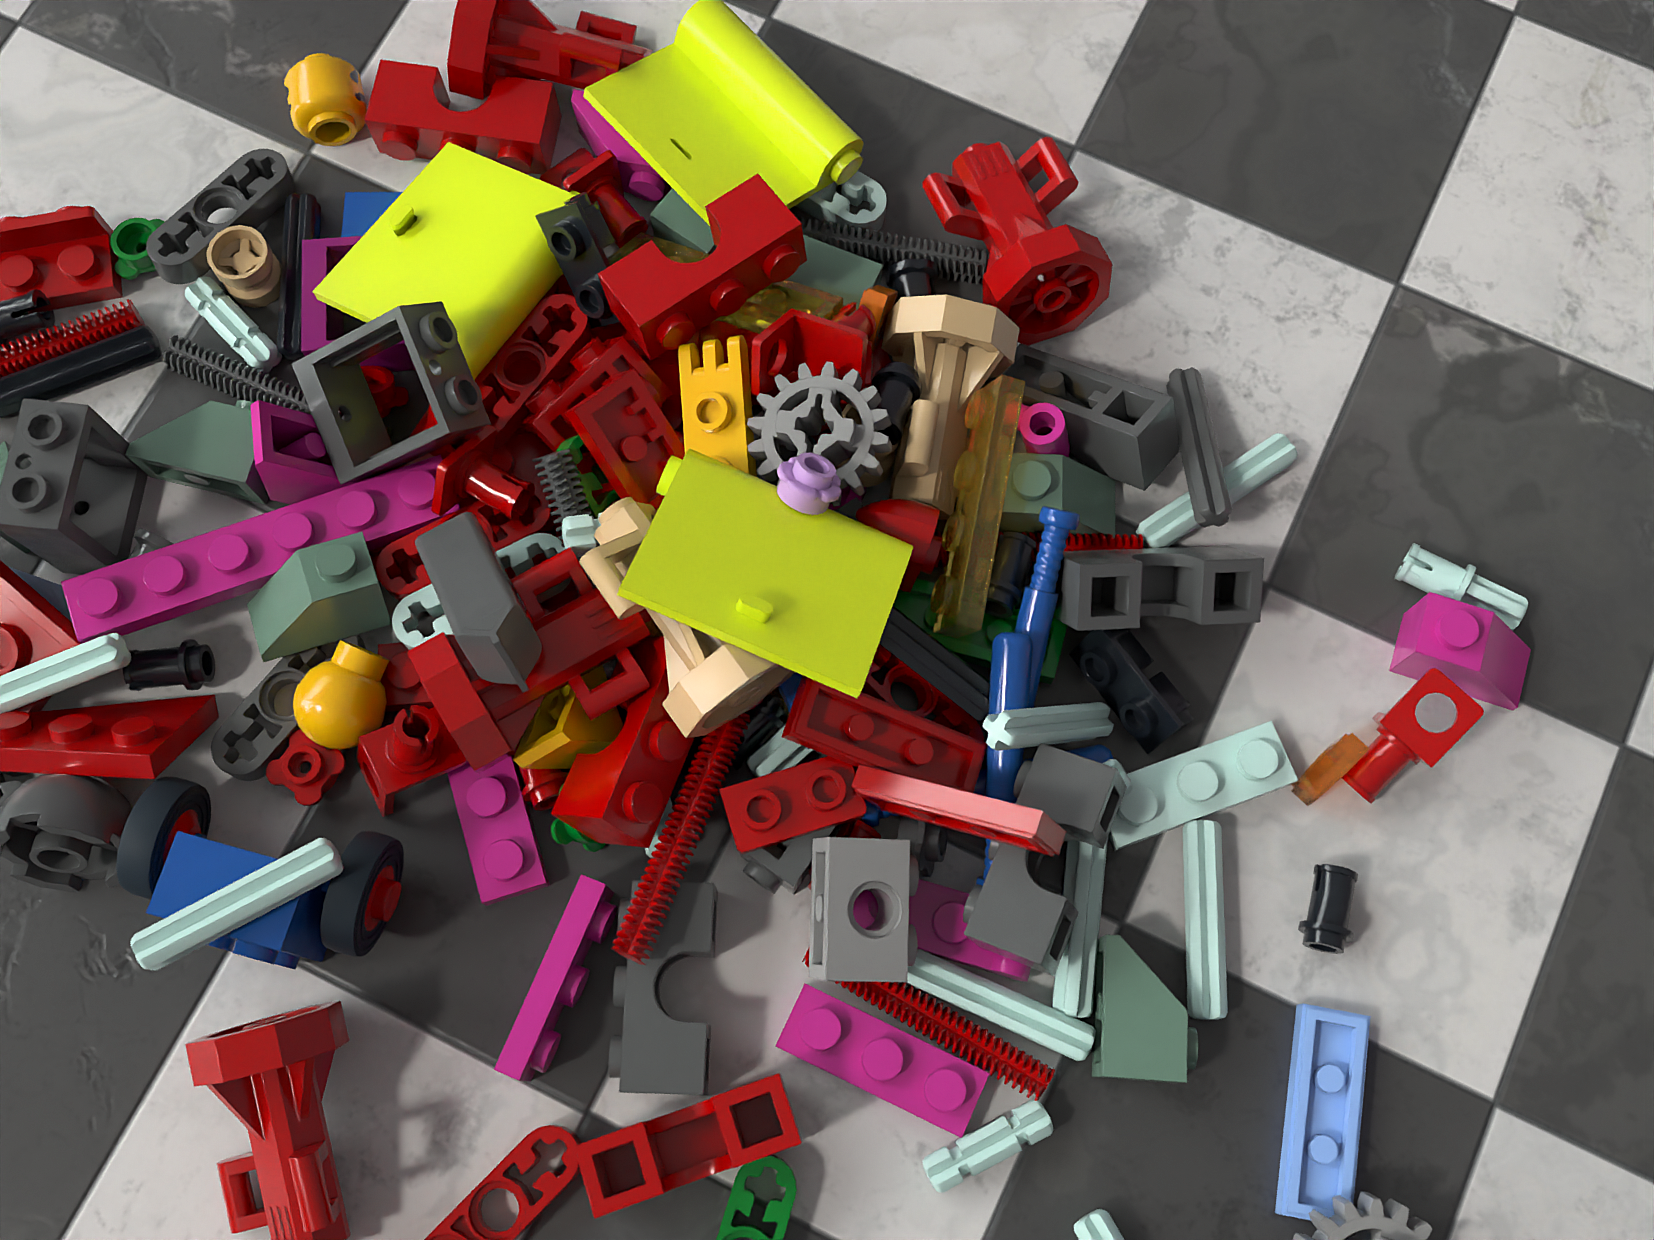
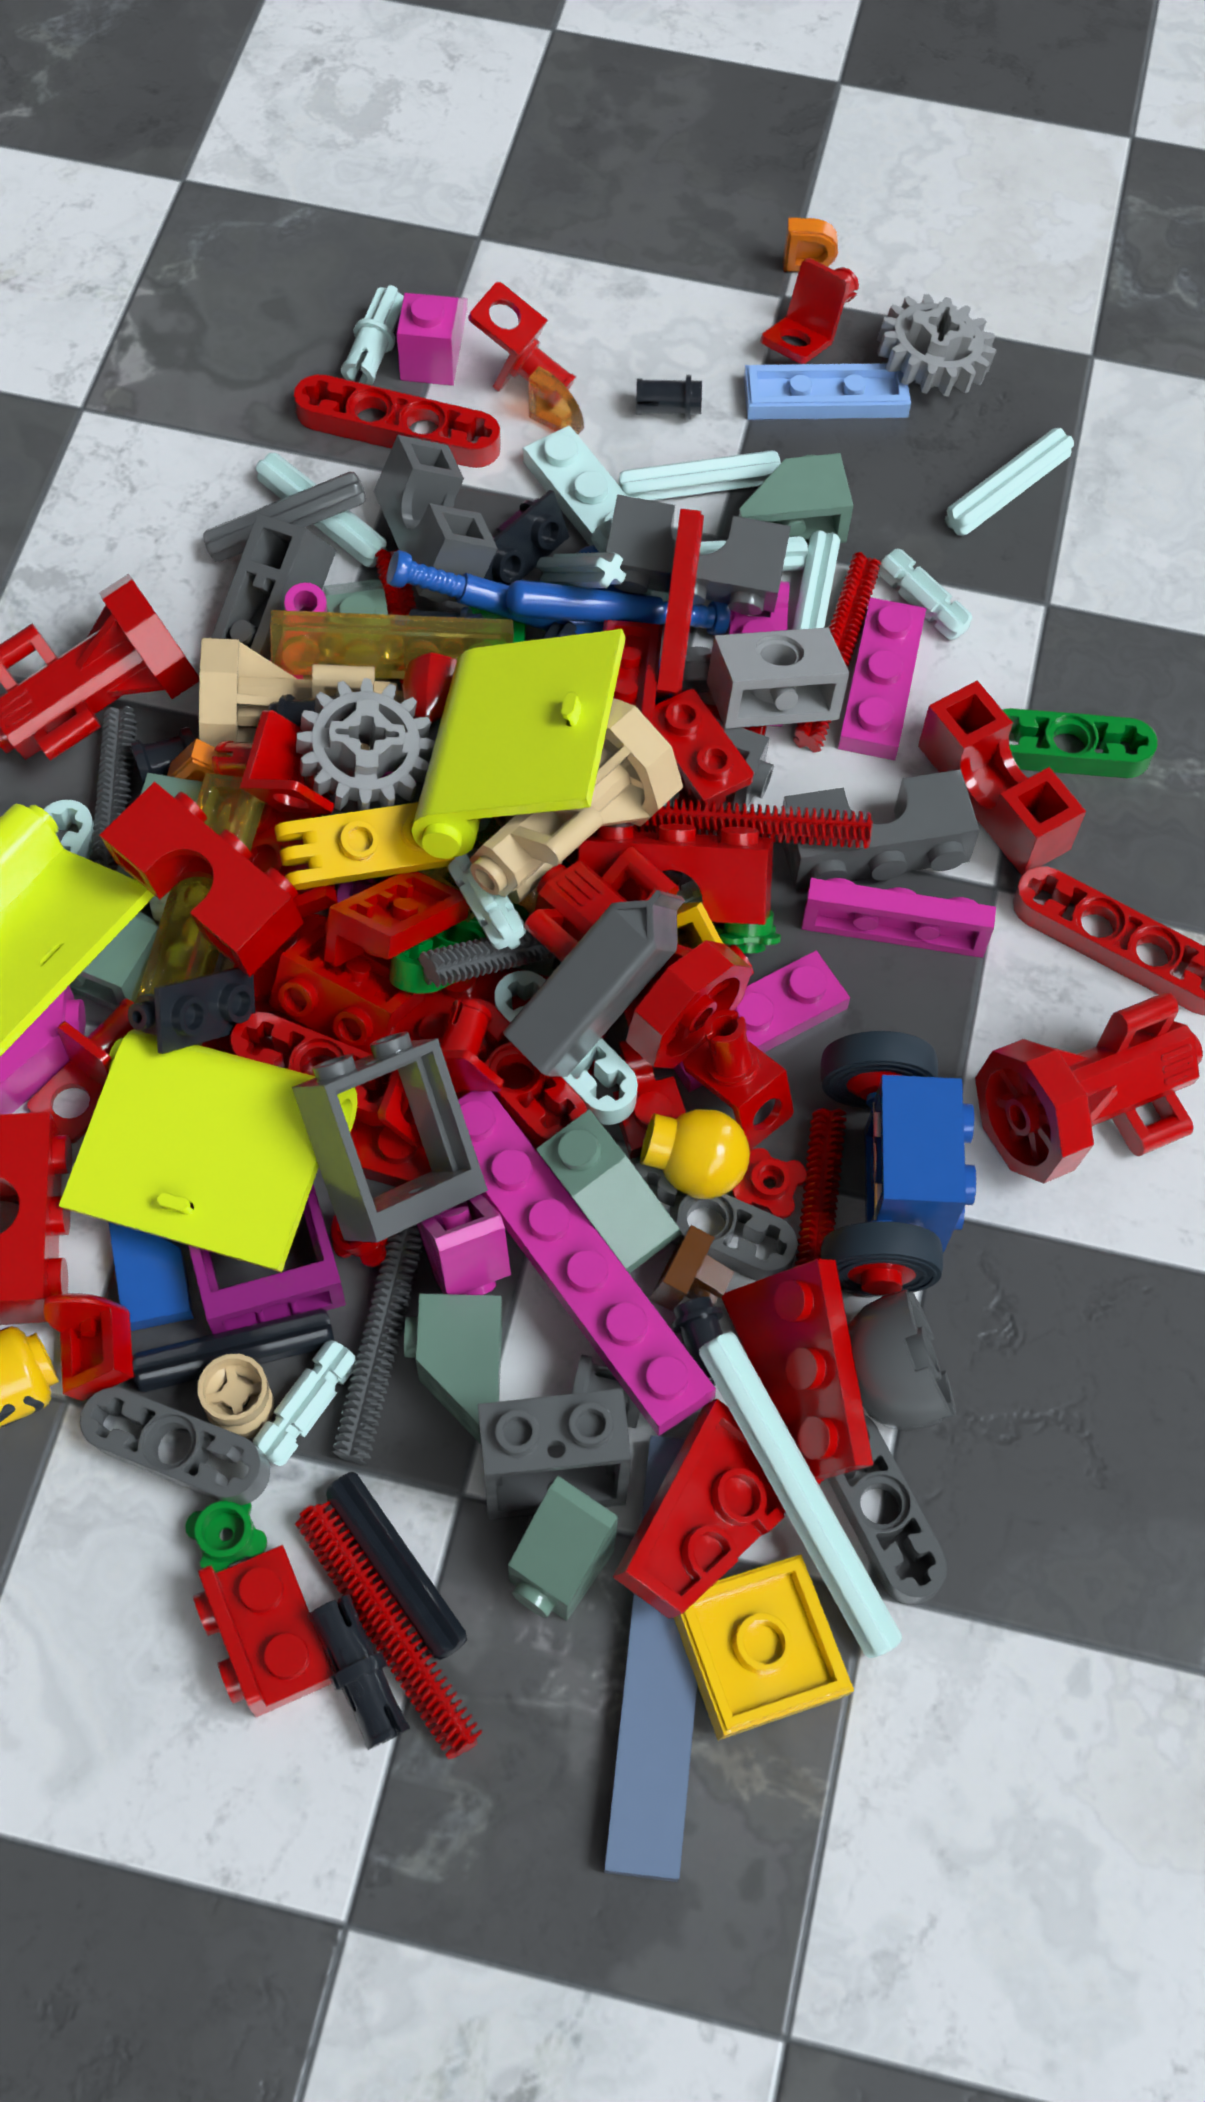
camera: 105 degrees left, 10 degrees down
(229, 665) = (691, 1272): none -> reddish brown tile
(236, 904) = (936, 1112): light aqua axle -> none
(264, 806) = (821, 1182): none -> red axle
(332, 168) = (93, 1342): none -> red plate
(808, 483) = (428, 722): lavender plate -> none
(1338, 596) = (400, 413): none -> red beam
(1445, 1125) = (812, 310): none -> red bracket
(1562, 1152) = (809, 239): none -> orange tile

